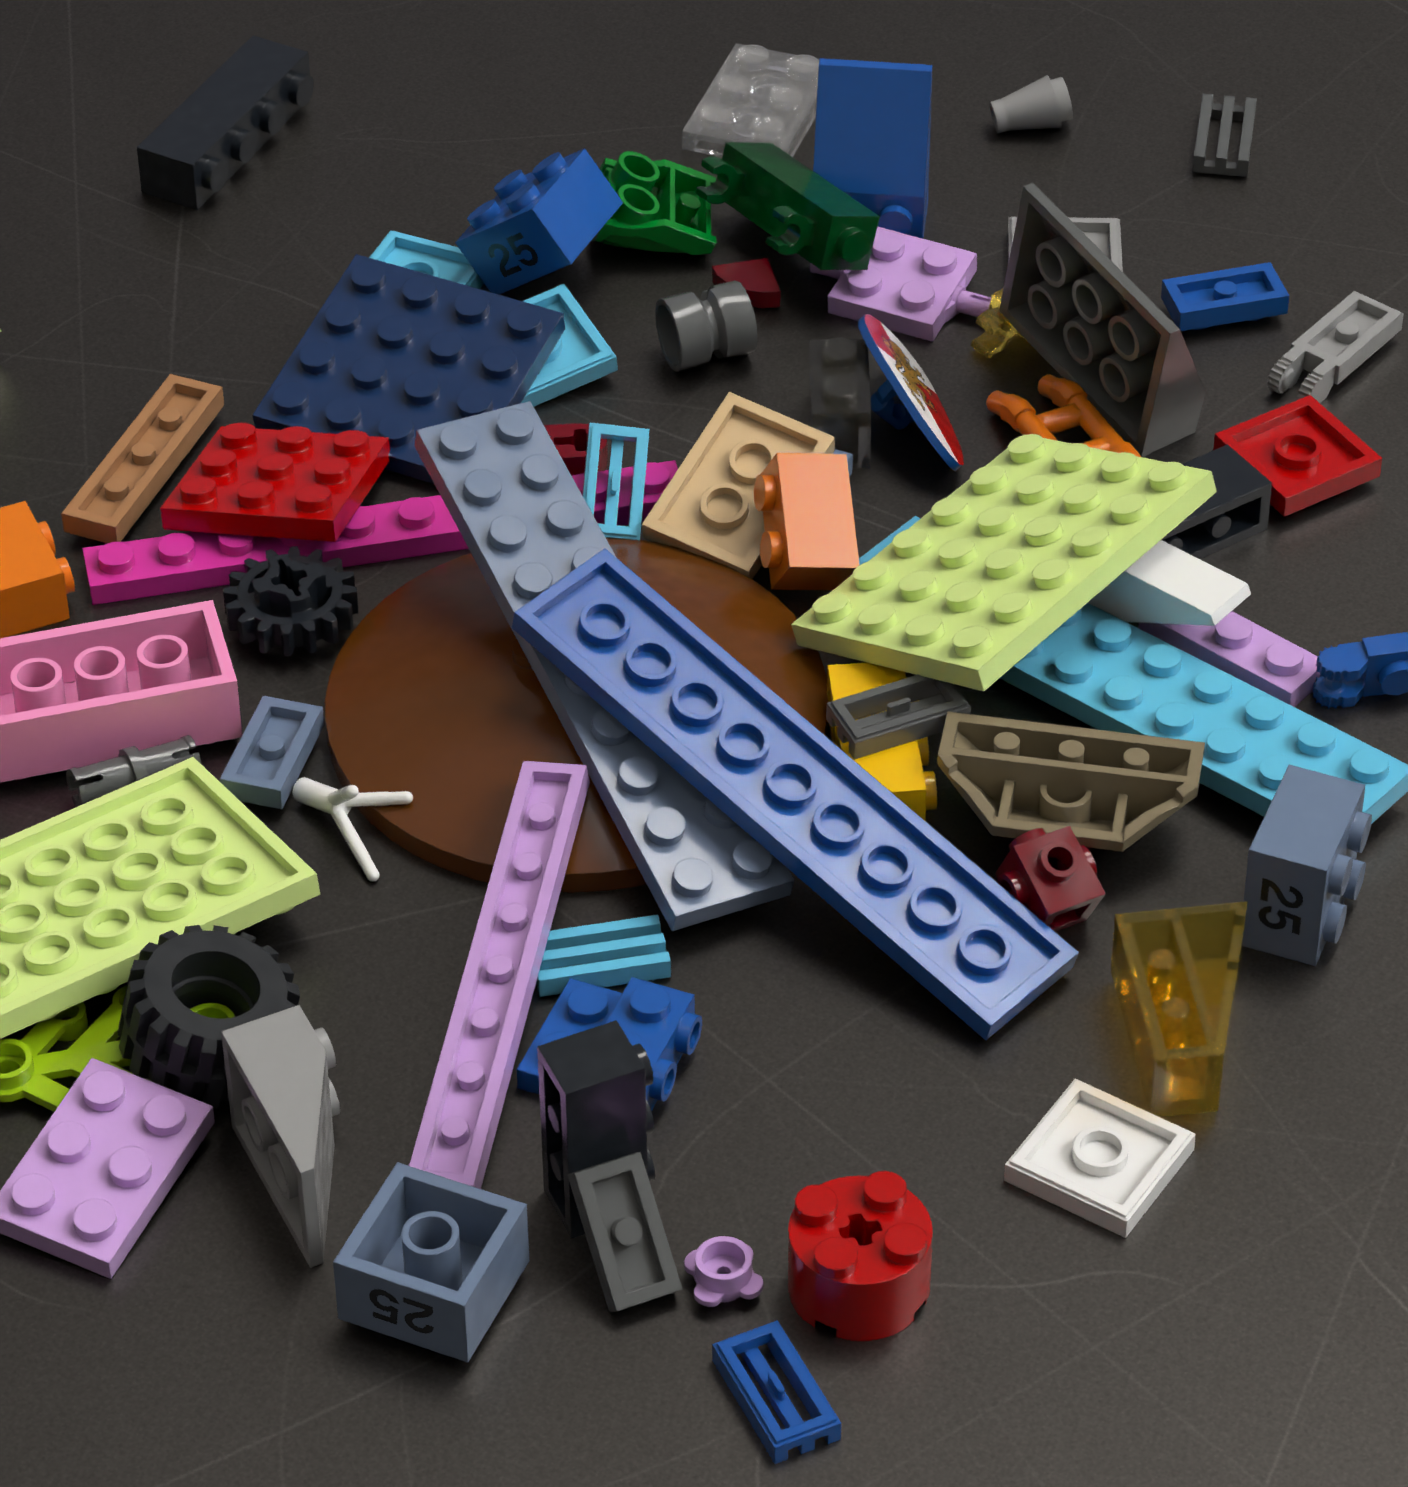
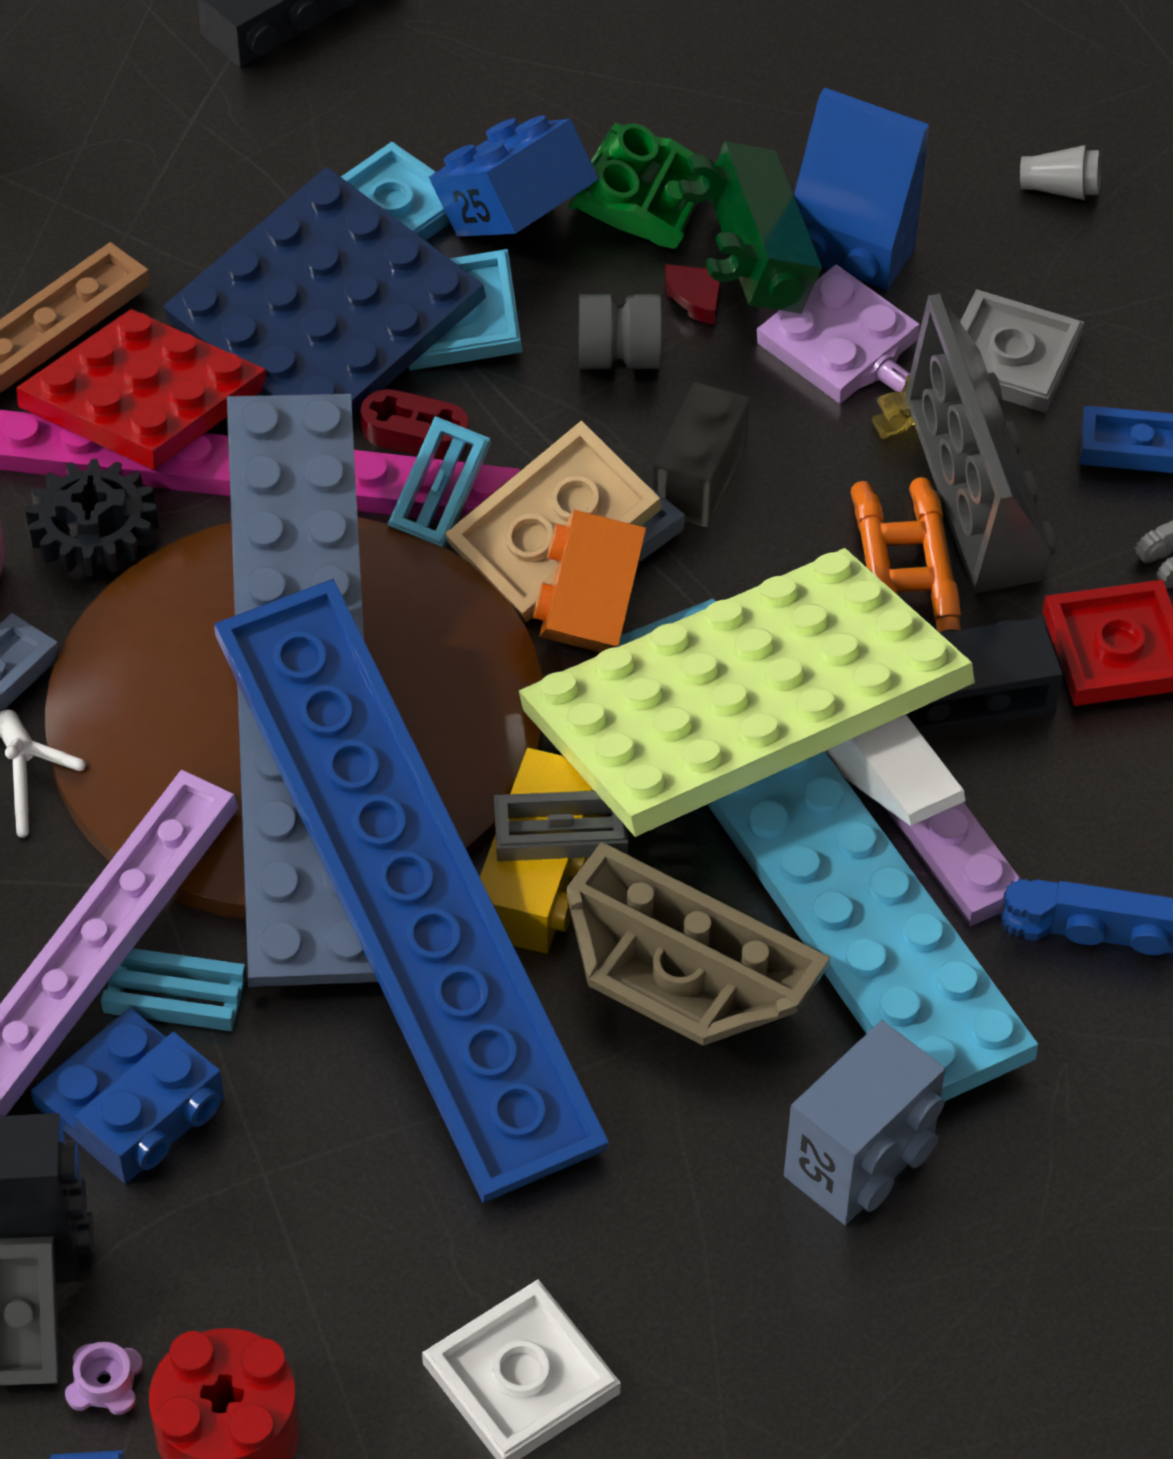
camera: 20 degrees right, 10 degrees up
(756, 100) = (781, 99): clear plate -> none
(914, 390) = (773, 460): shield -> none
(1052, 877) = (613, 1077): dark red brick -> none
(1178, 998) = (673, 1235): clear yellow wedge -> none

